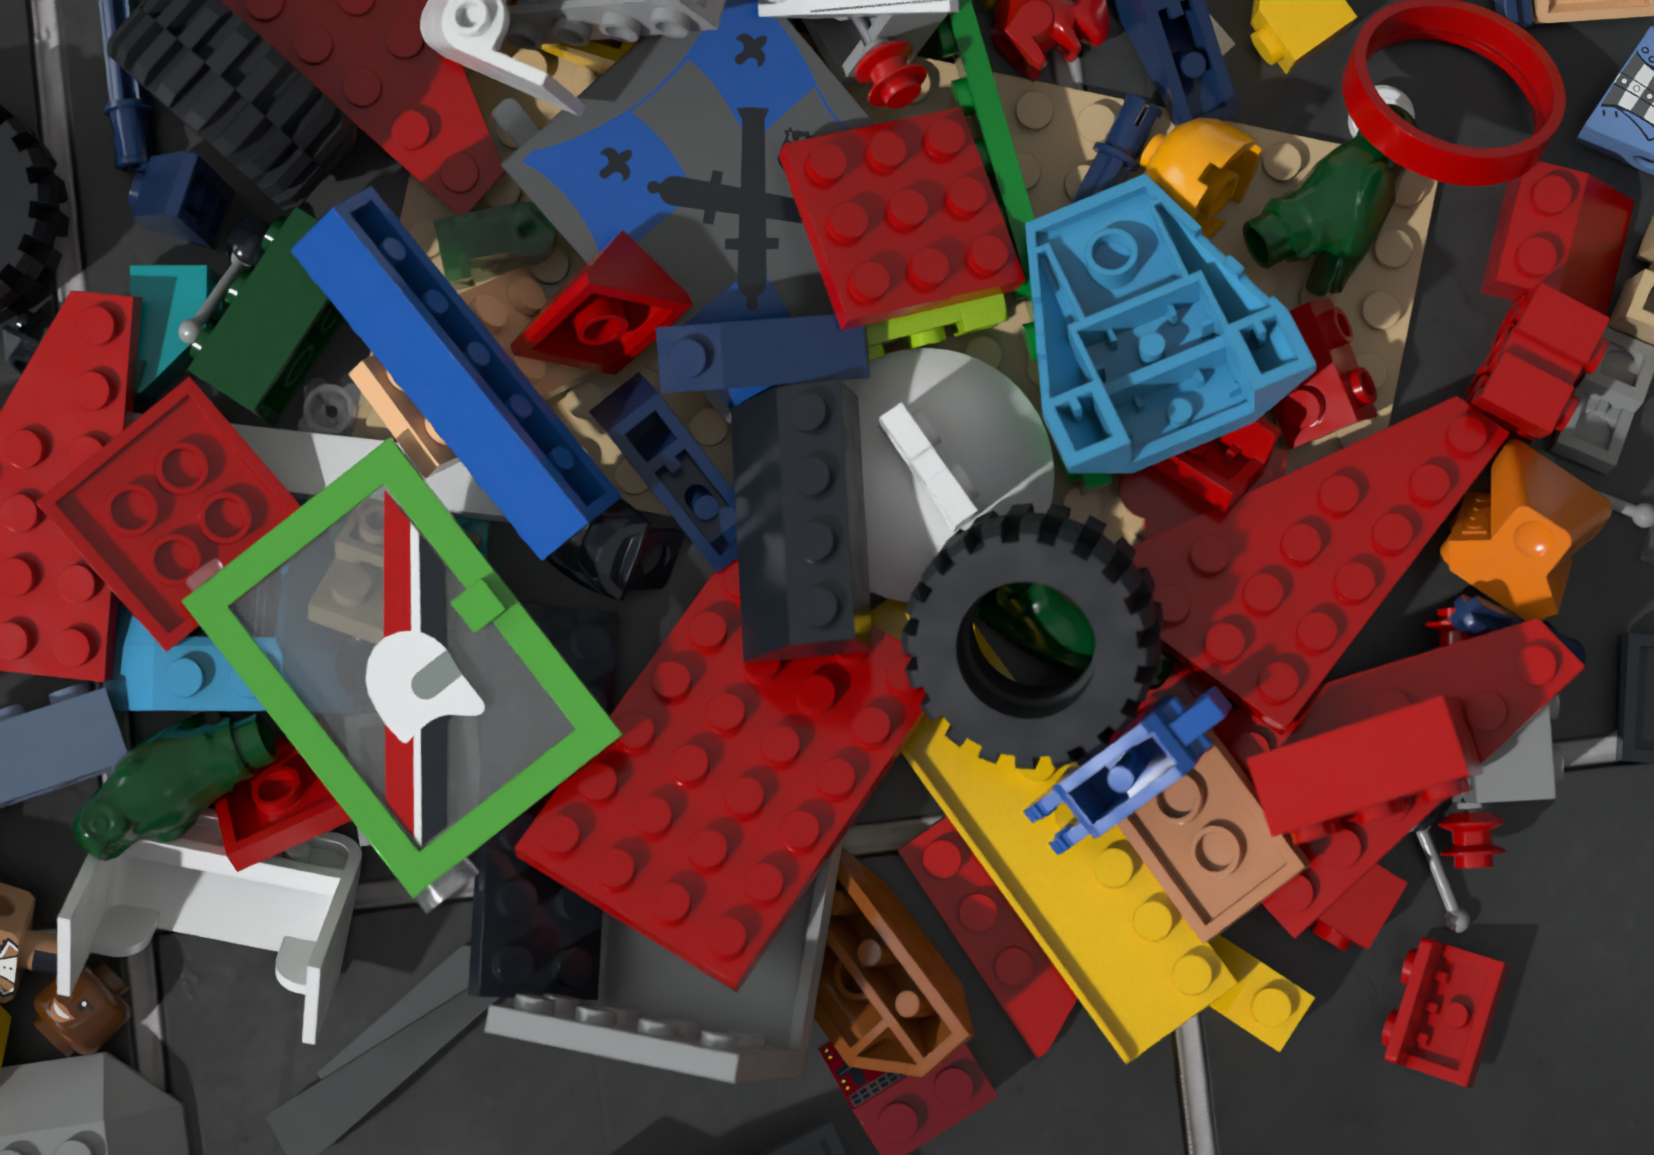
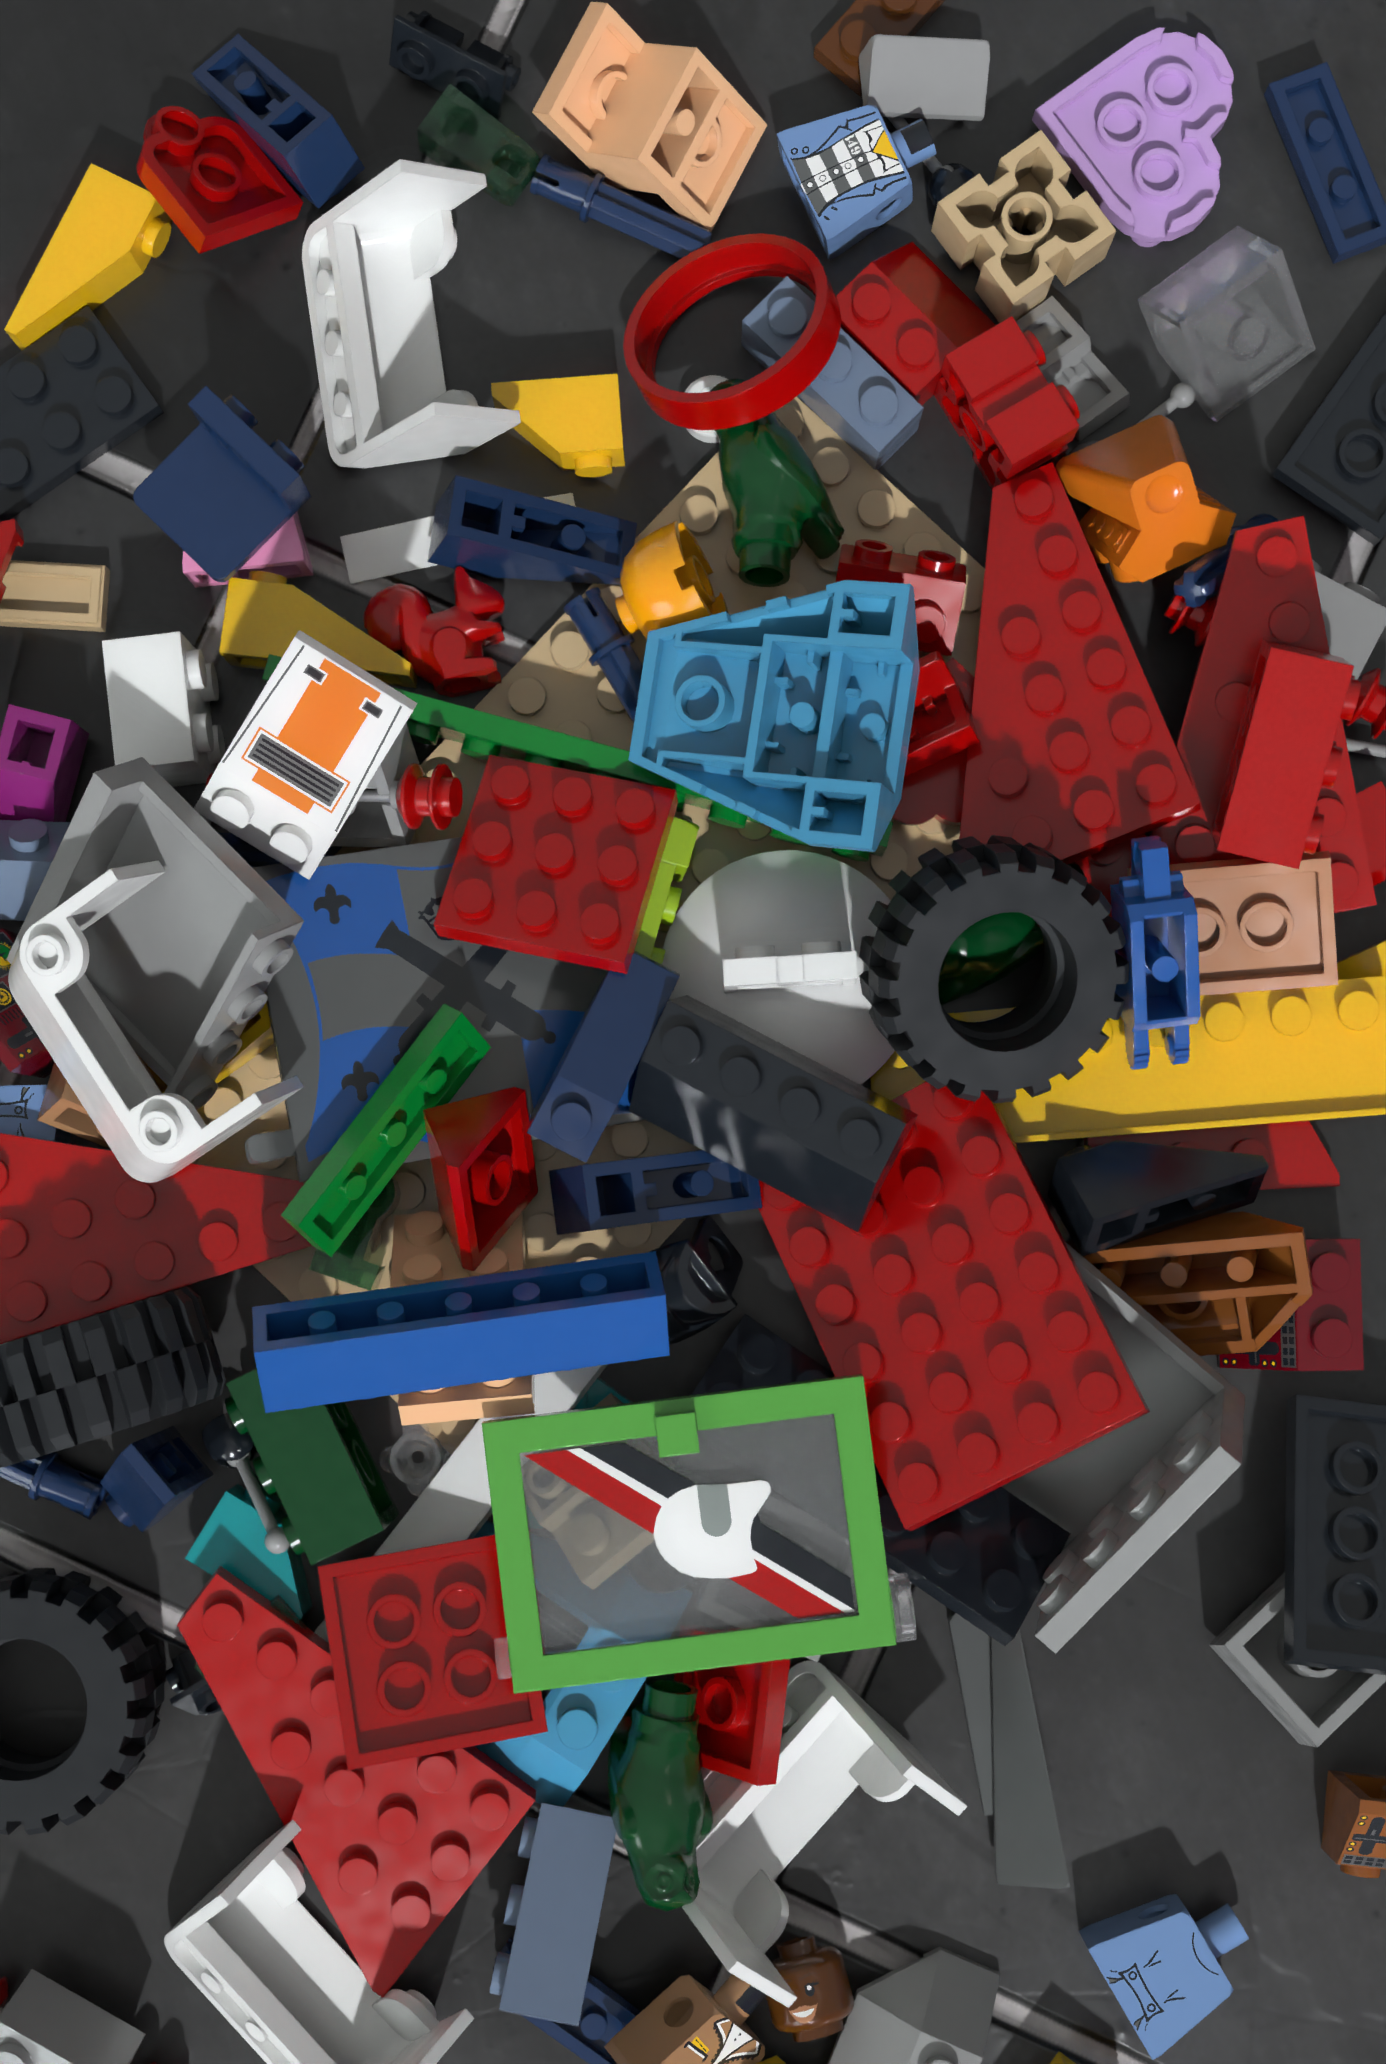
camera: 55 degrees left, 0 degrees up
(586, 209) = (385, 1130): none -> green plate
(928, 886) = (1143, 1189): none -> black slope
(1470, 219) = (852, 388): none -> sand blue brick

